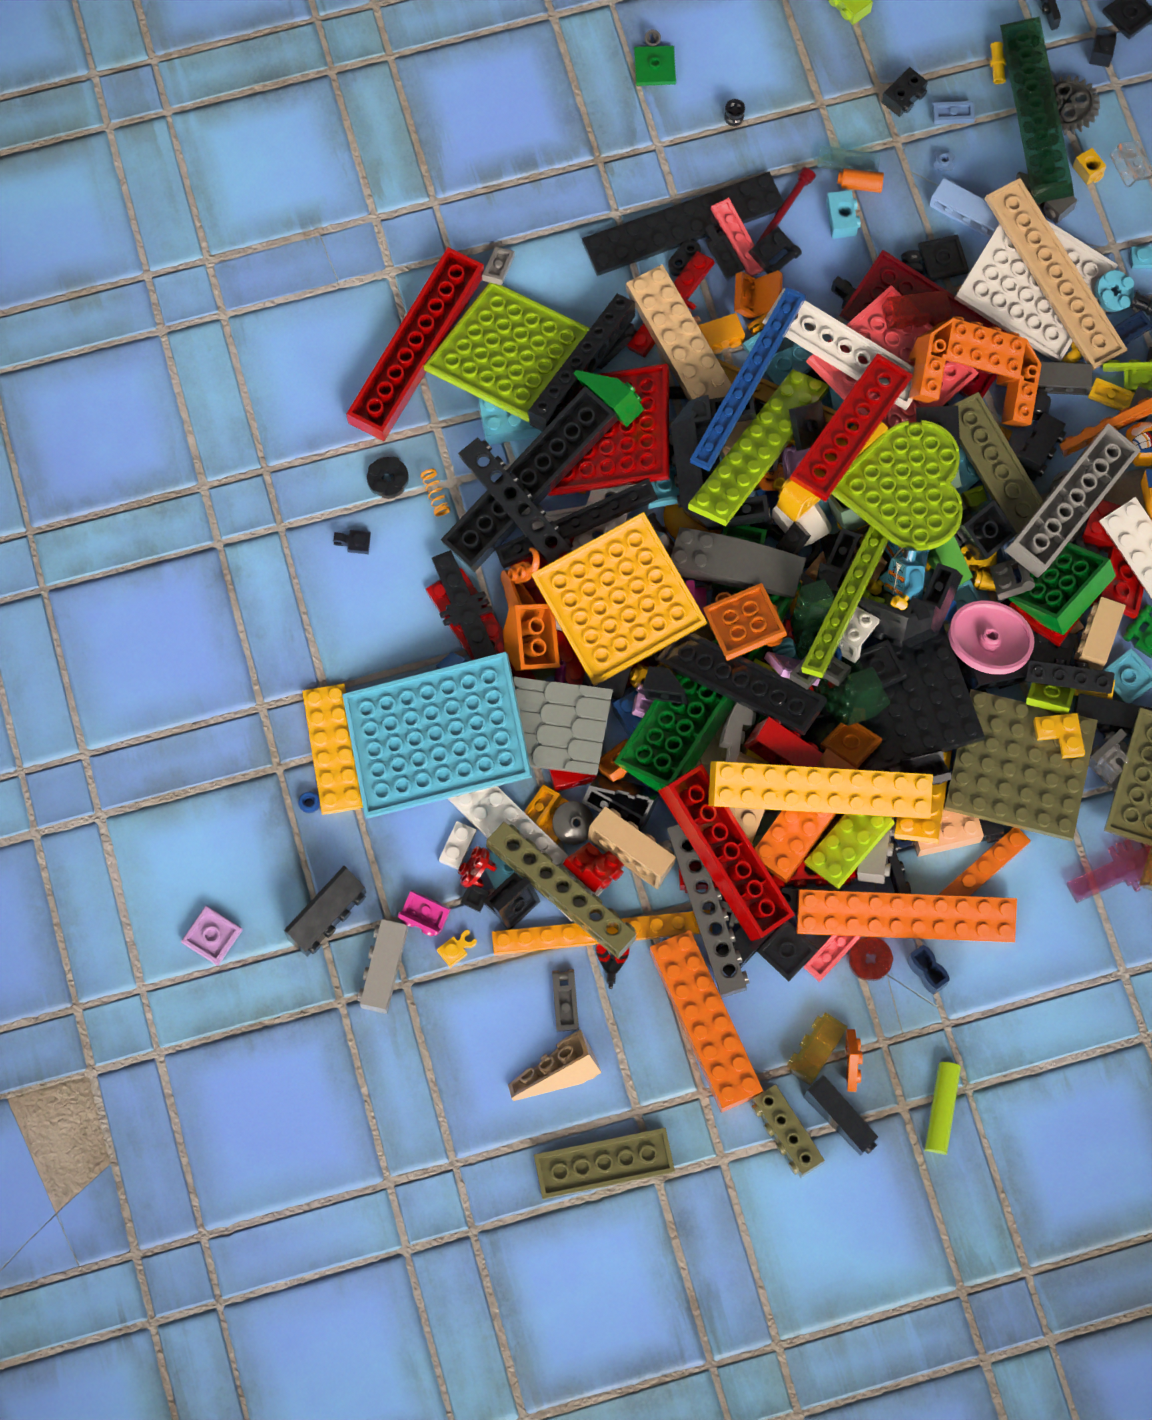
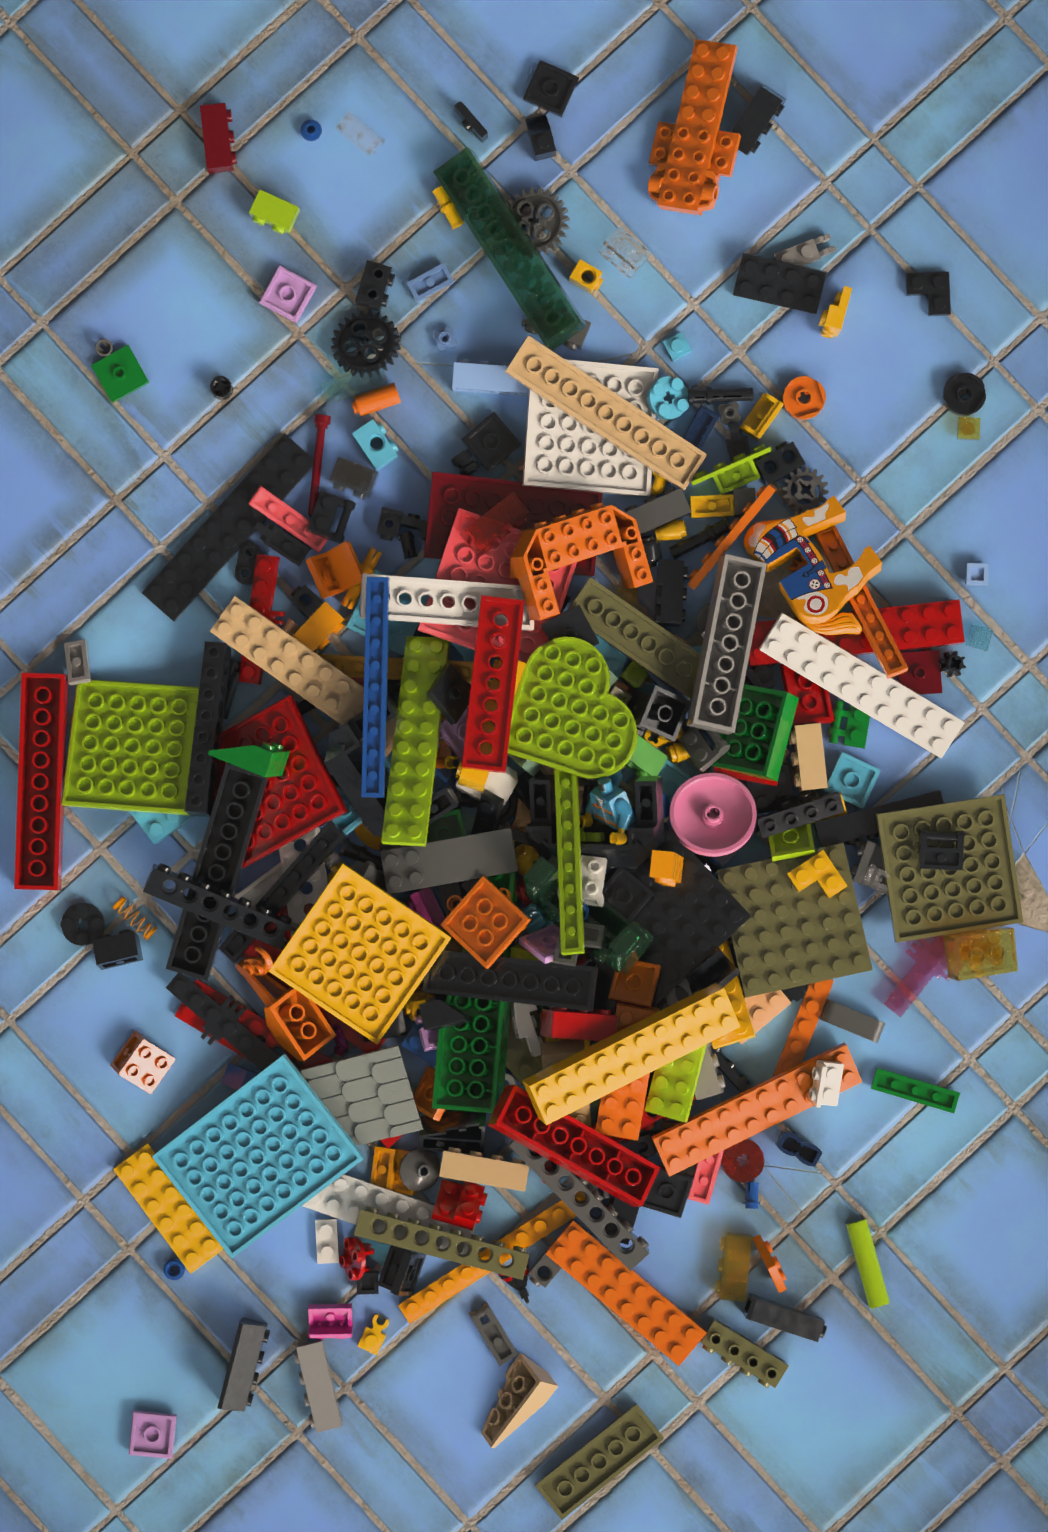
camera: 30 degrees left, 15 degrees up
(356, 541) = (87, 1001): black plate -> none
(377, 614) = (142, 1062): none -> bracket
(406, 509) = (117, 949): none -> black brick
(647, 958) = (538, 1280): none -> dark grey brick
(718, 299) = (310, 609): none -> black brick
(810, 230) = (353, 478): none -> clear smoke brick
(819, 287) = (389, 515): none -> black brick
(828, 68) = (288, 294): none -> lavender plate
(830, 301) = (408, 545): none -> black pin
(864, 993) = (751, 1195): none -> blue pin
(874, 132) = (374, 327): none -> black gear
(930, 647) = (666, 867): none -> light orange brick
(982, 921) = (826, 1083): none -> white bracket
(1031, 884) = (852, 1021): none -> dark grey beam
(1060, 973) = (915, 1090): none -> green plate
(1066, 398) = (672, 531): none -> yellow cone
(1085, 416) = (708, 535): none -> black pin

